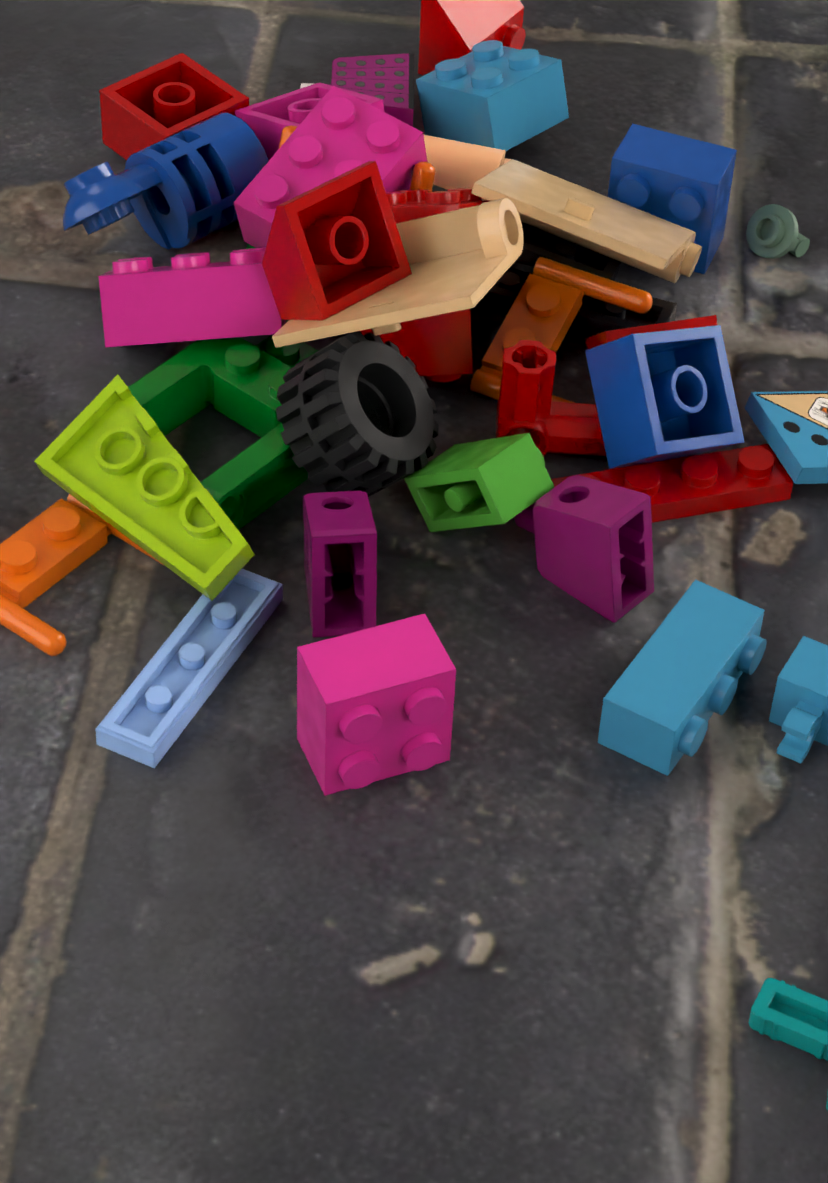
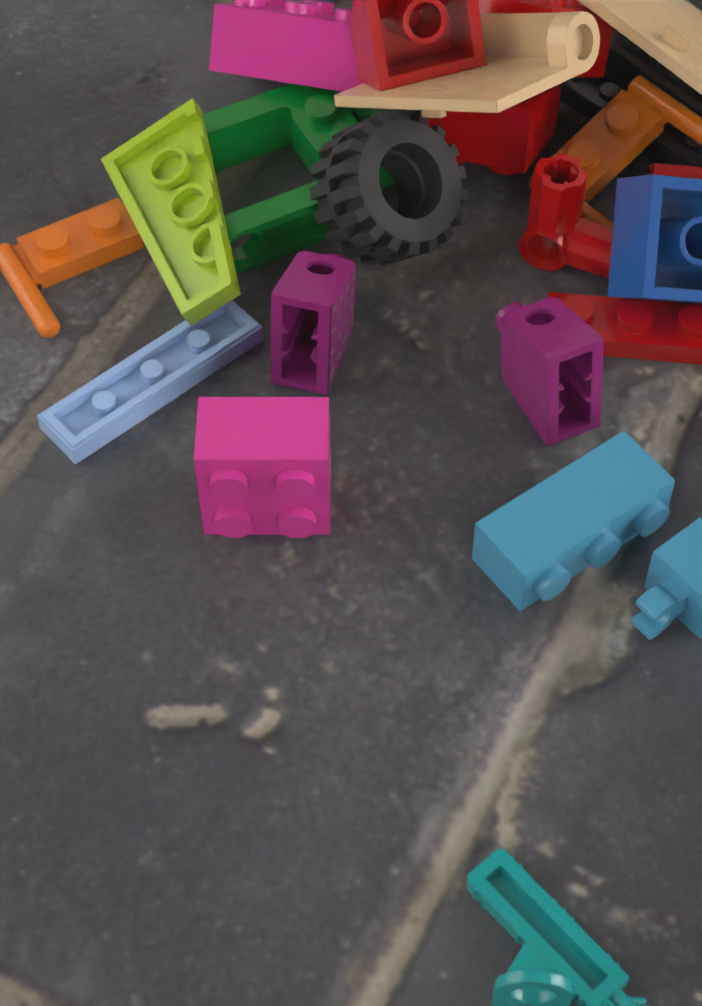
camera: 25 degrees right, 10 degrees up
(480, 483) = (473, 280): bright green brick -> none

